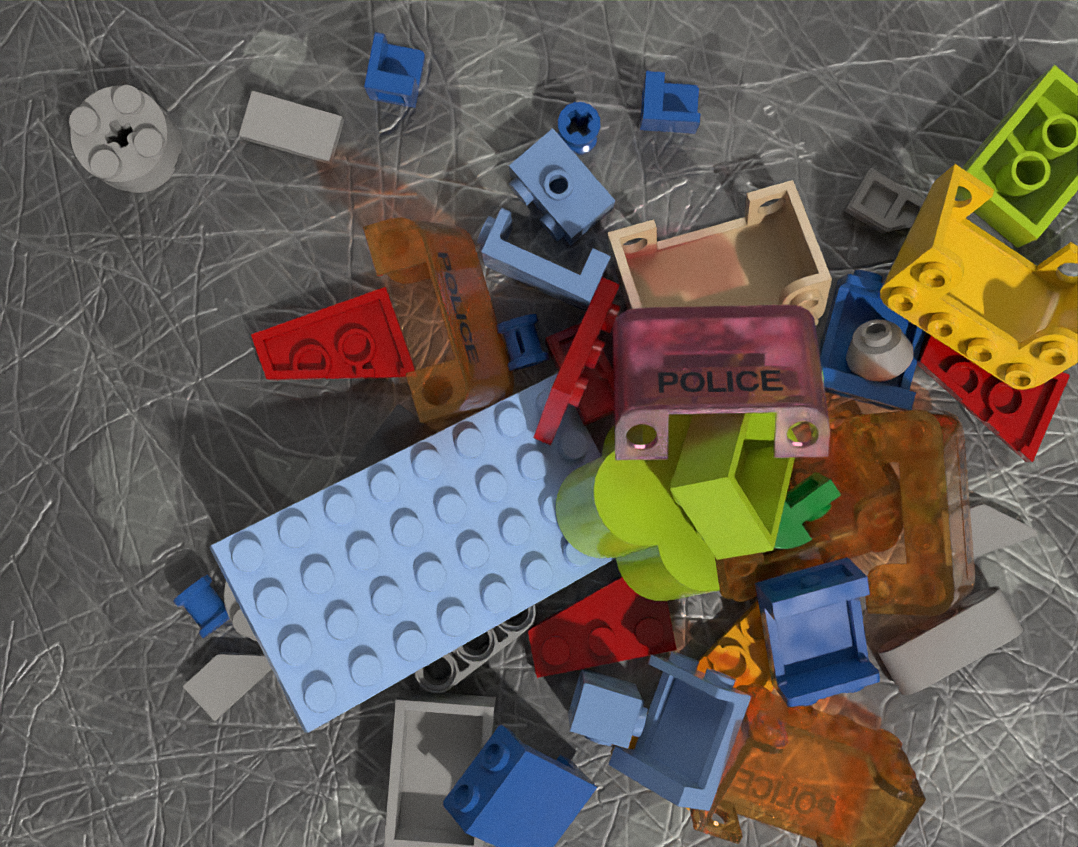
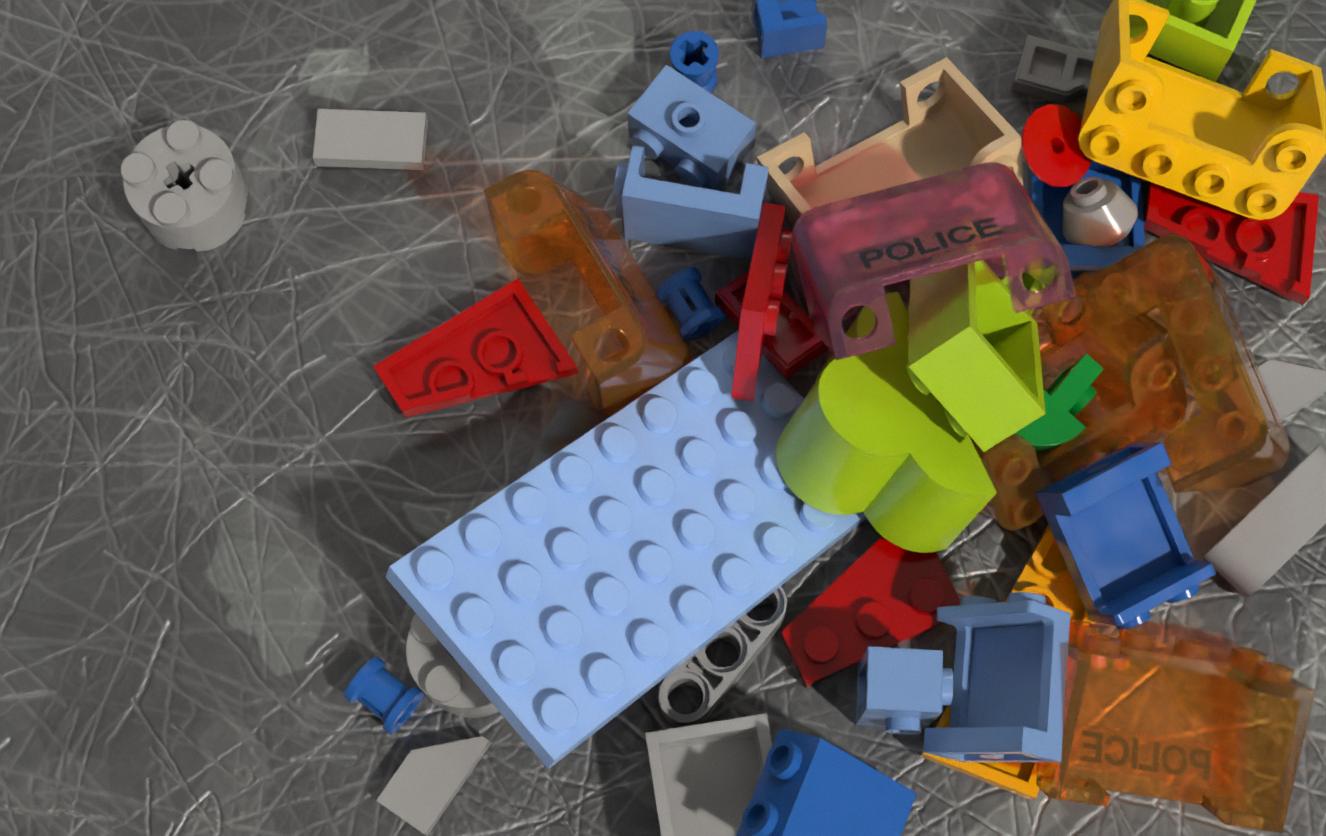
camera: 15 degrees left, 15 degrees down
(394, 73) = (473, 58): blue panel -> none
(857, 287) = (1053, 146): none -> red piece

